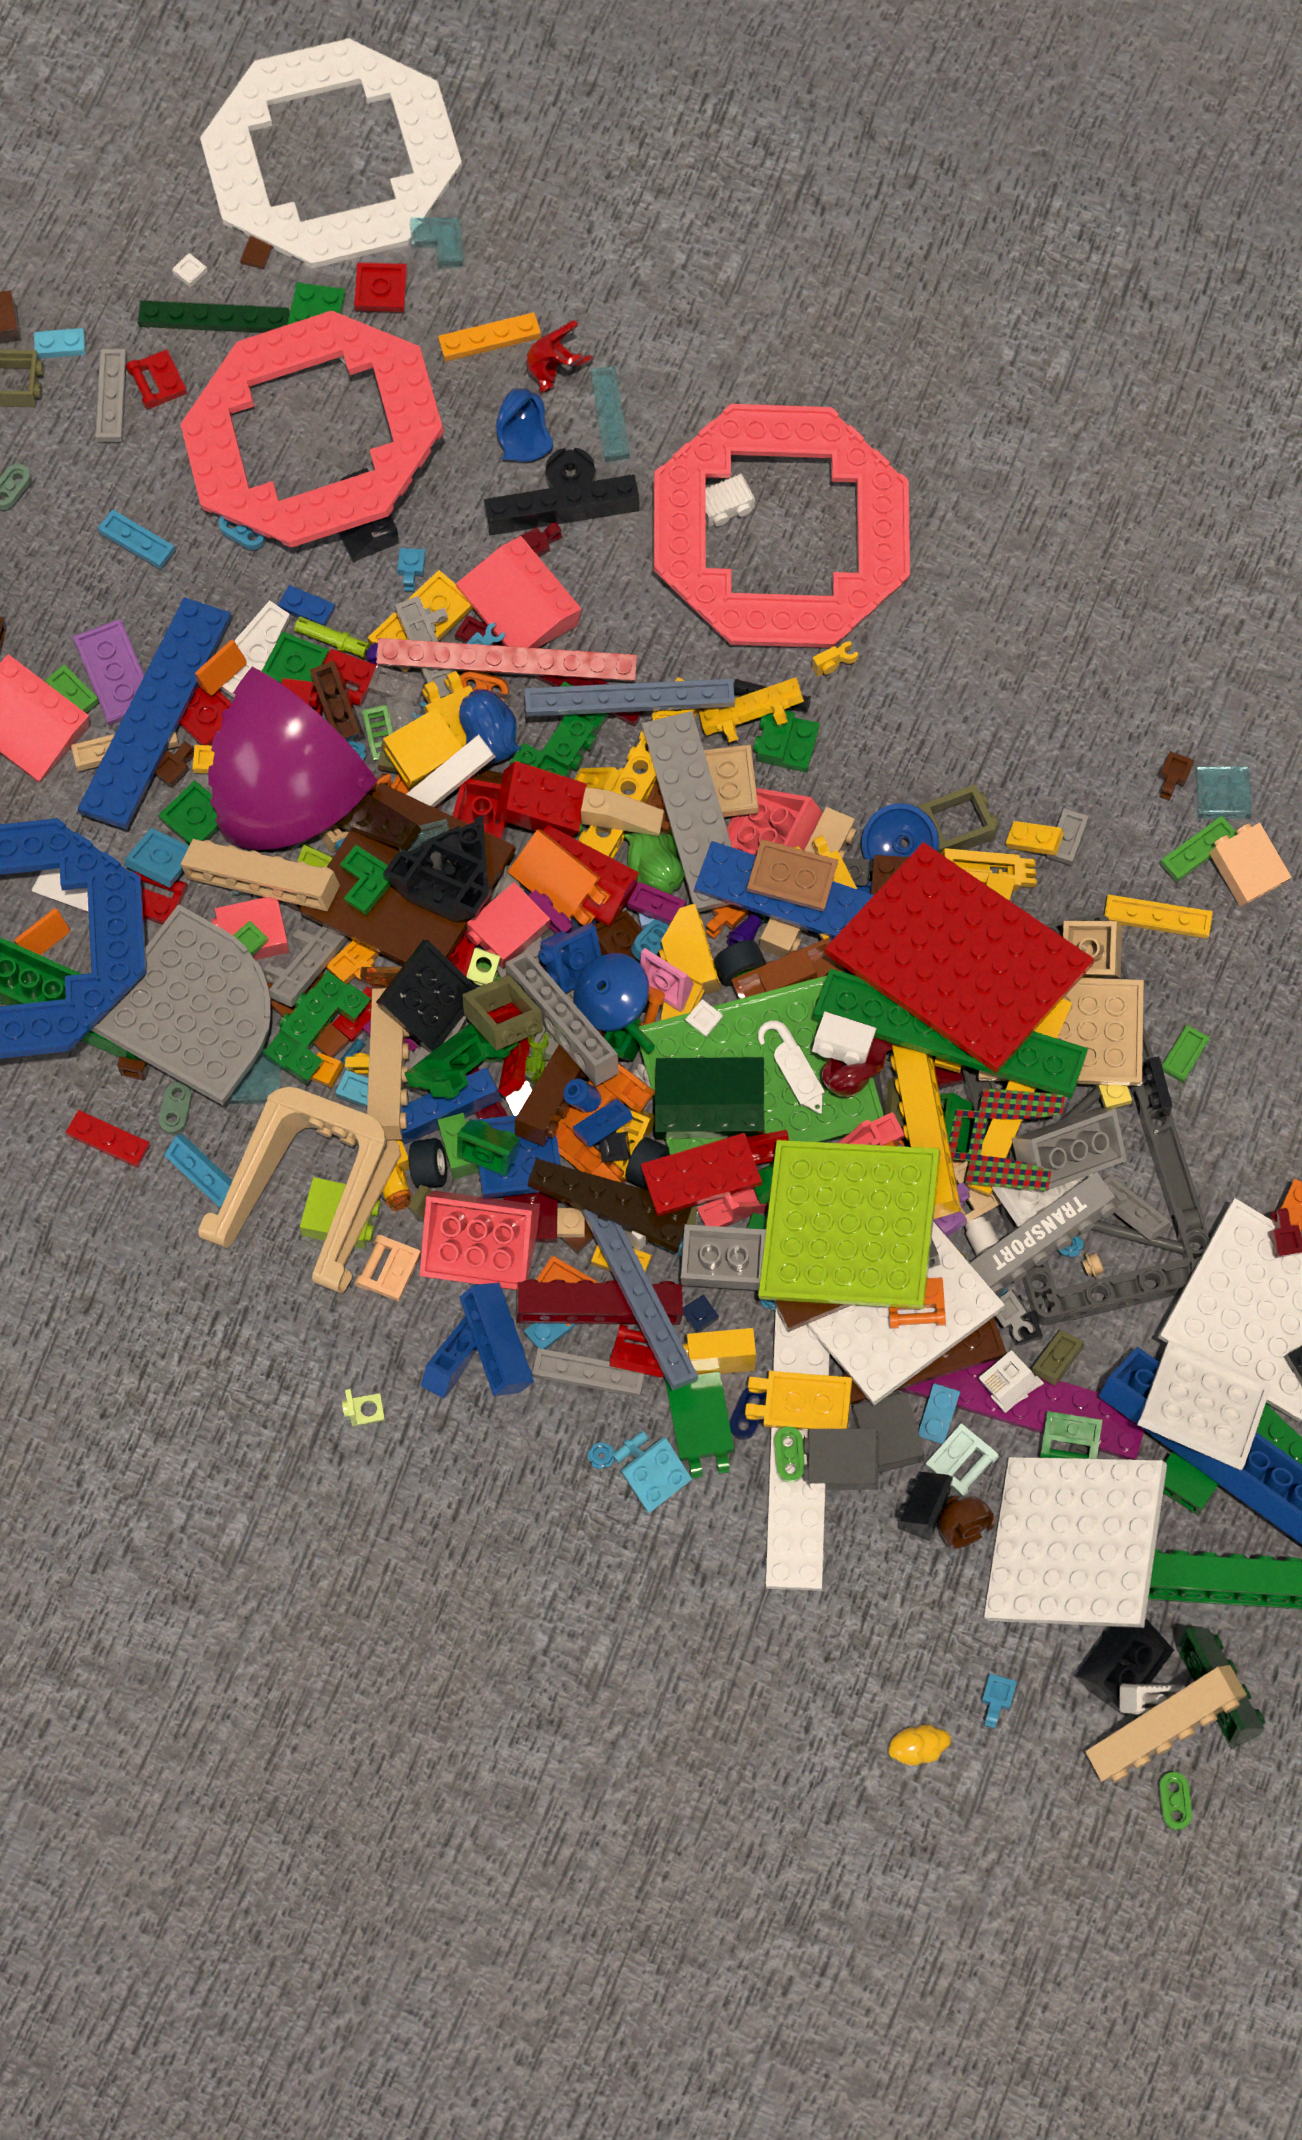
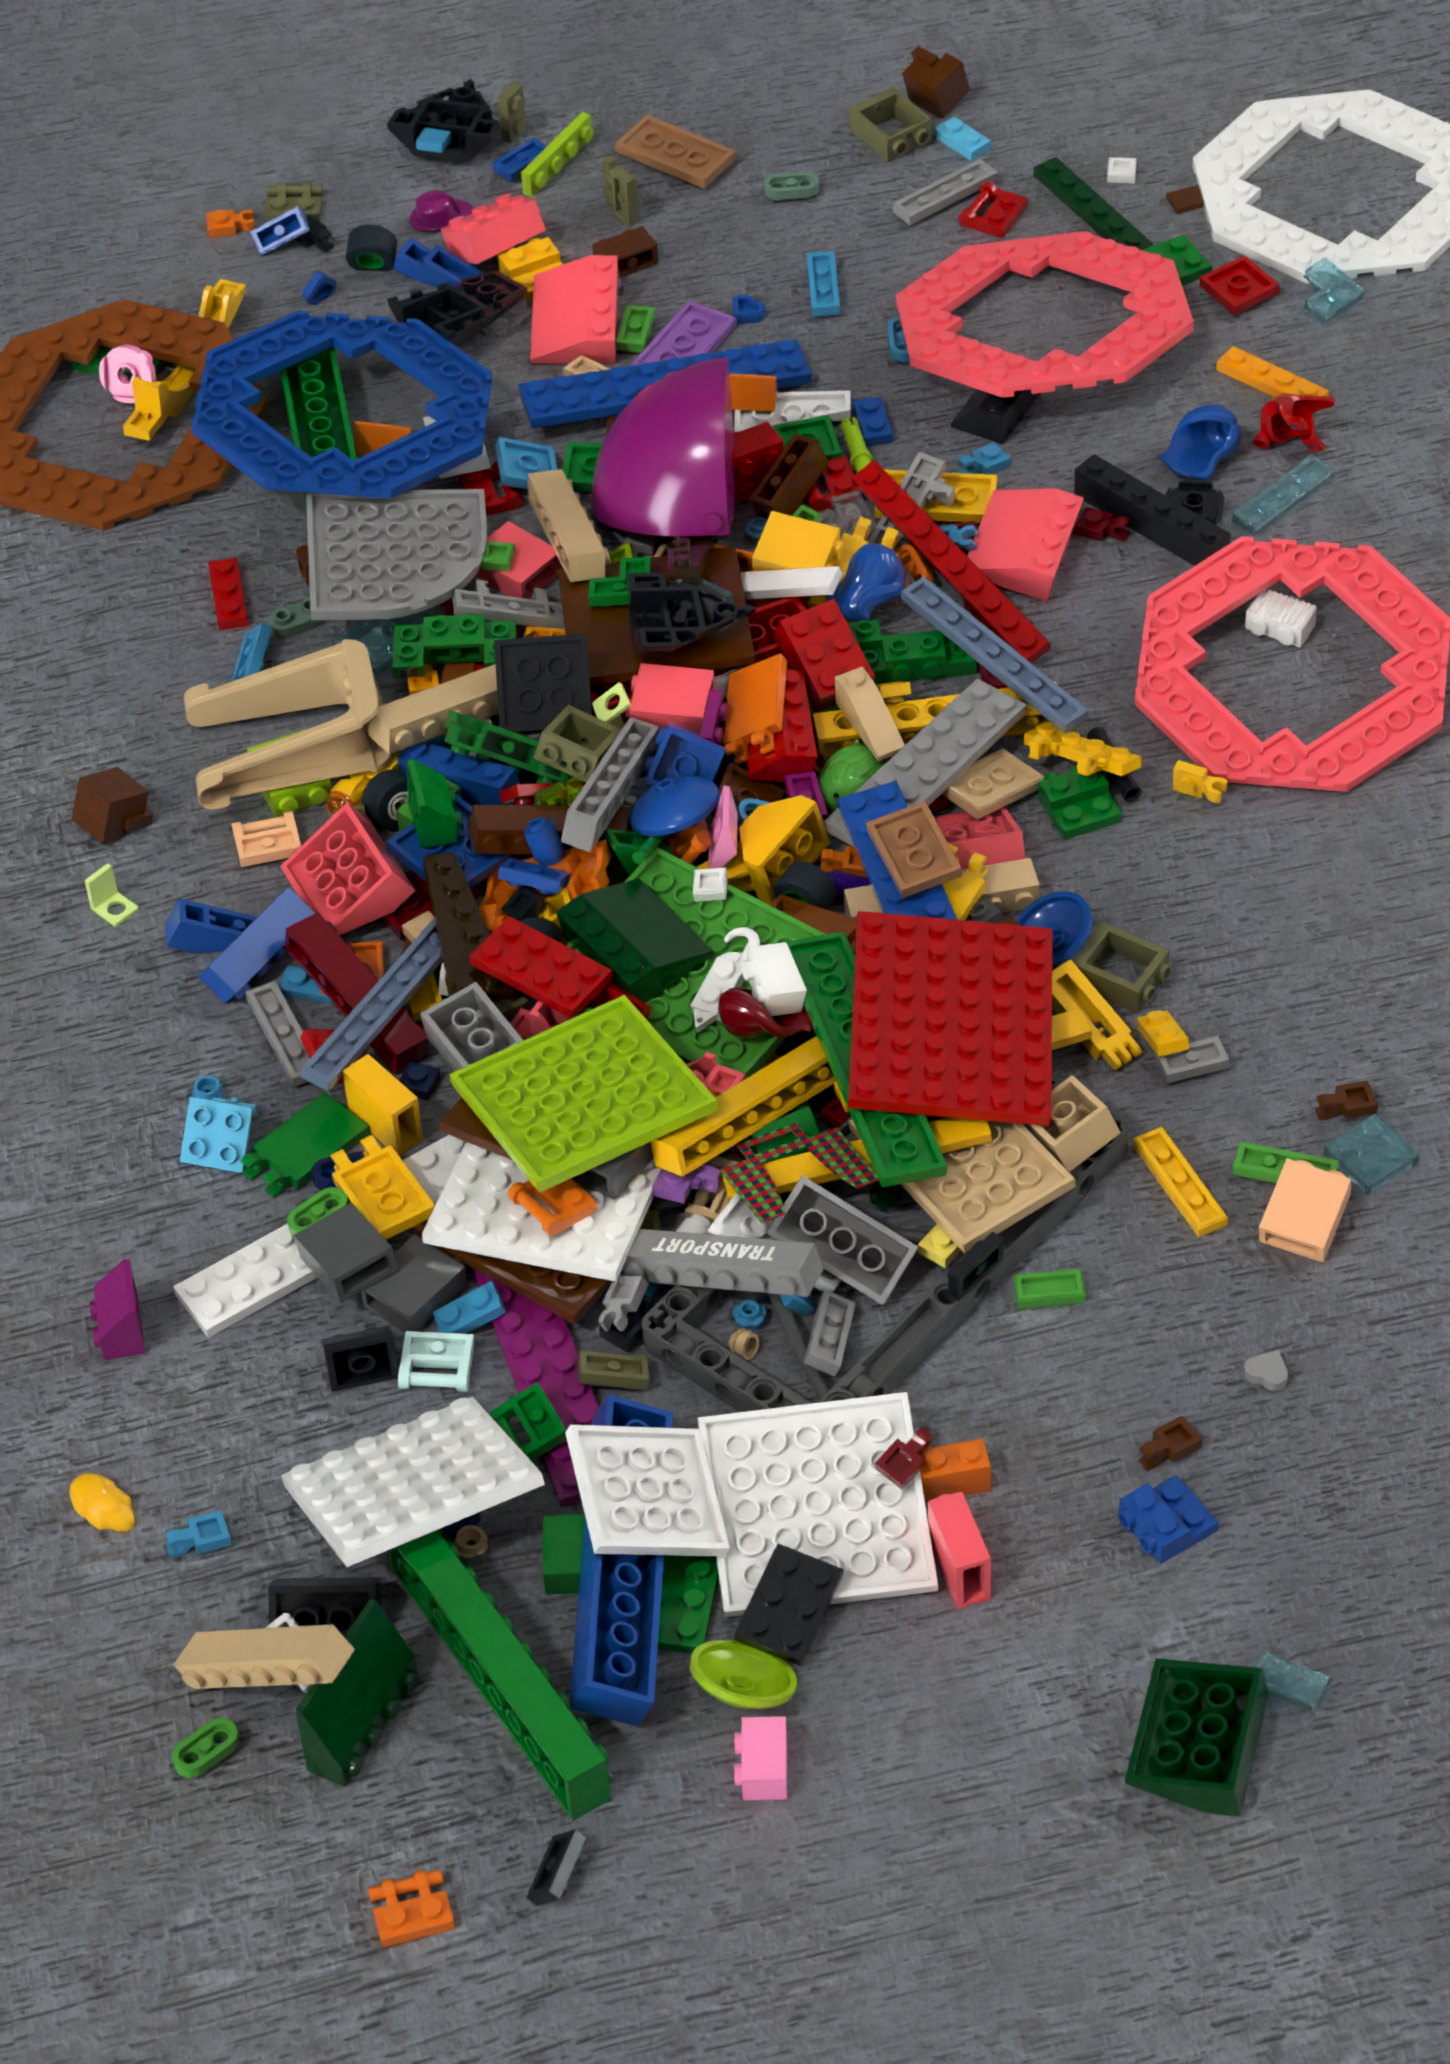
camera: 55 degrees right, 20 degrees down
(114, 605) = (748, 310): none -> blue tile
(273, 1351) = (110, 803): none -> reddish brown plate
(771, 1636) = (117, 1314): none -> magenta slope
(964, 1520) = (365, 1393): reddish brown cylinder -> none
(1009, 1381) = (545, 1336): white piece -> none

